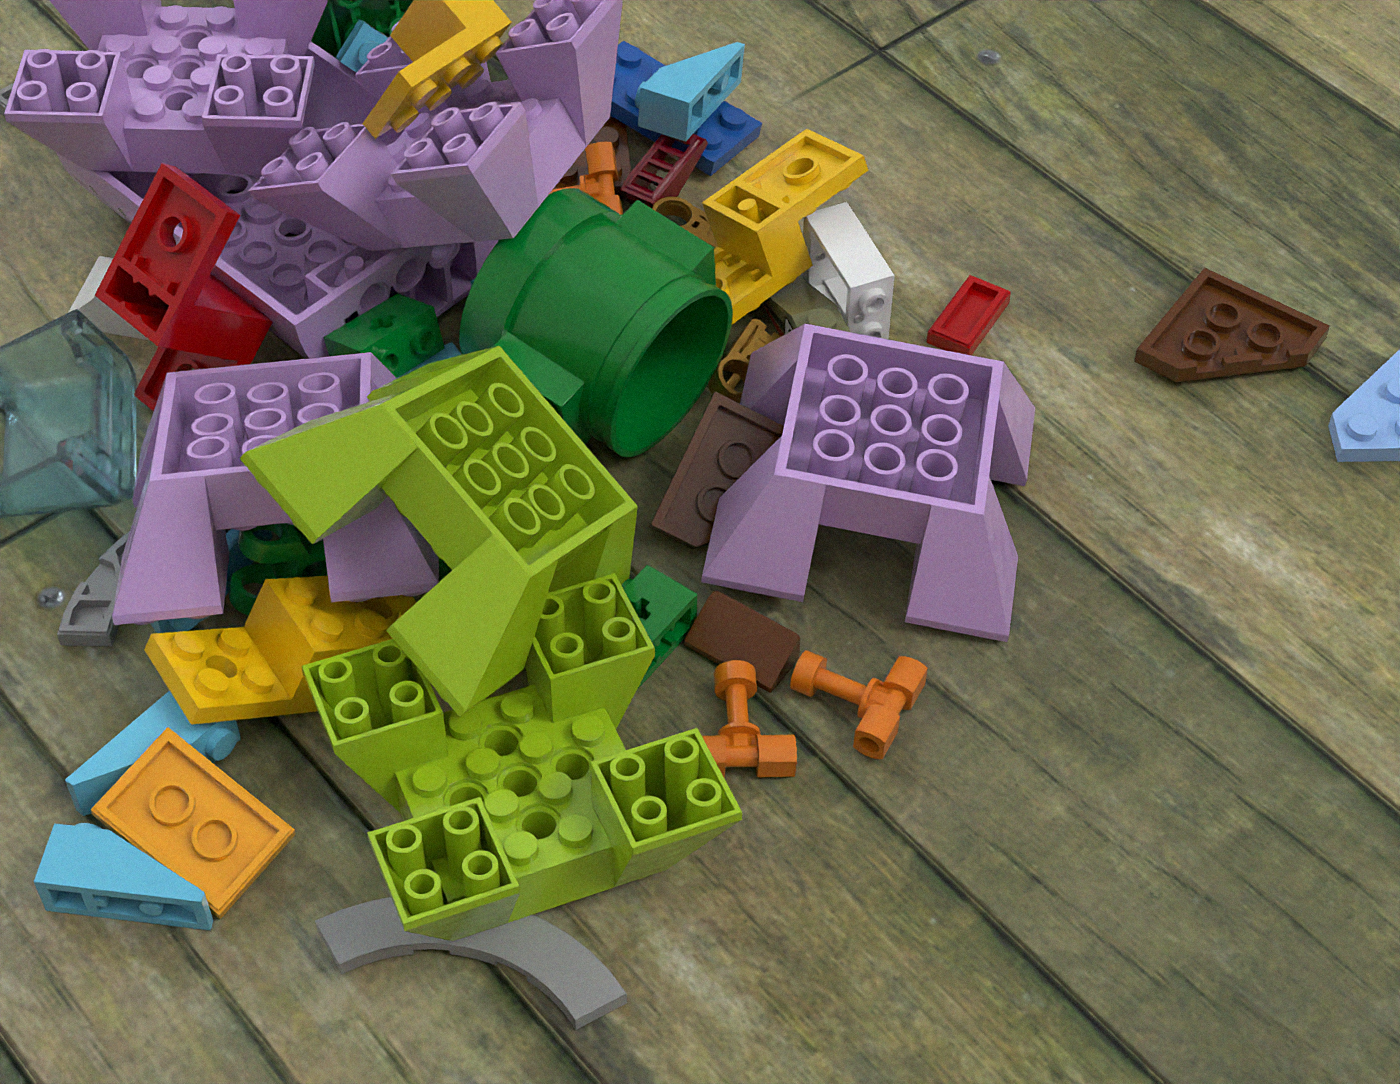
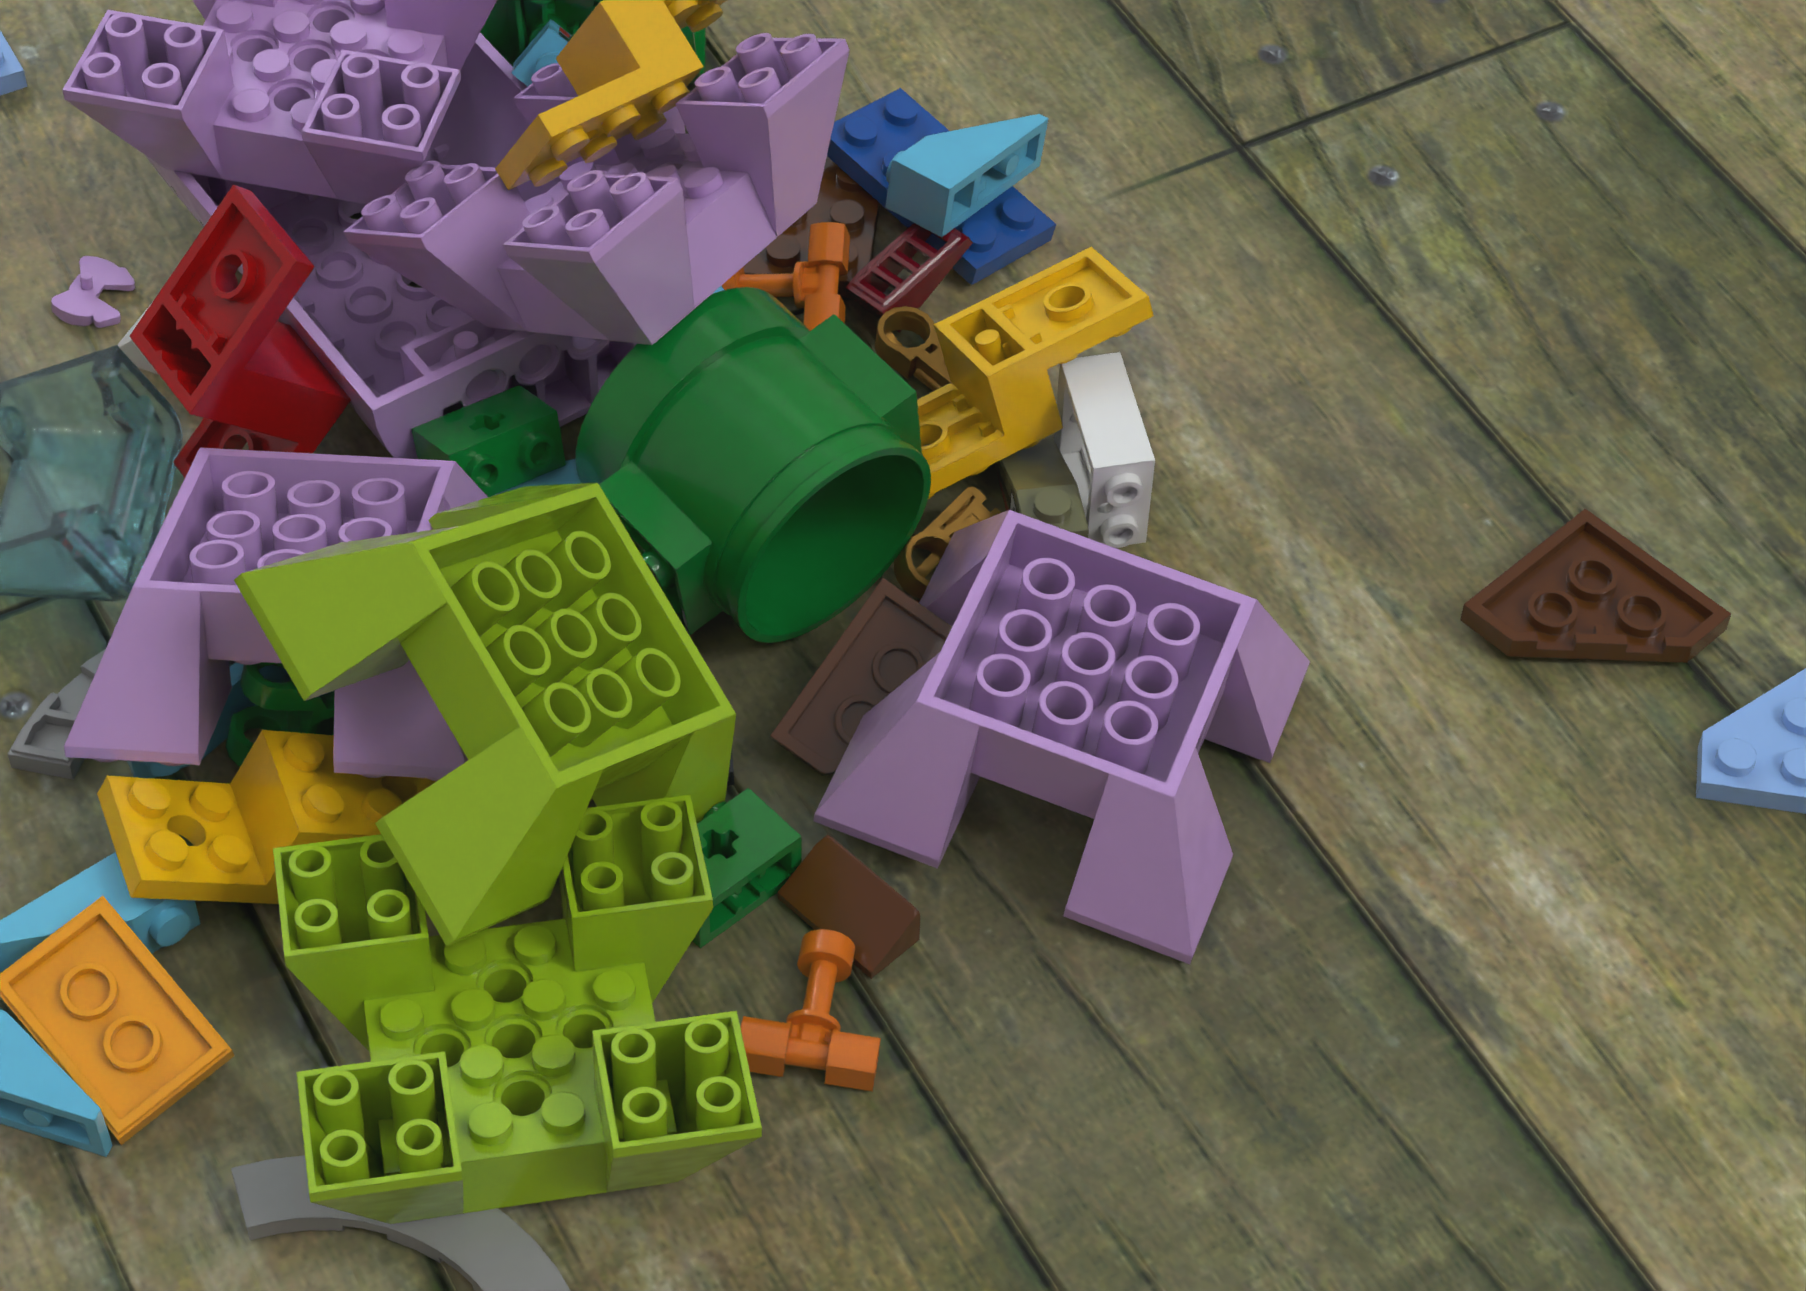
camera: 10 degrees right, 0 degrees up
(30, 286) = (81, 302): none -> lavender piece
(877, 701) = (998, 1013): orange bar -> none
(968, 316) = (1258, 526): red tile -> none

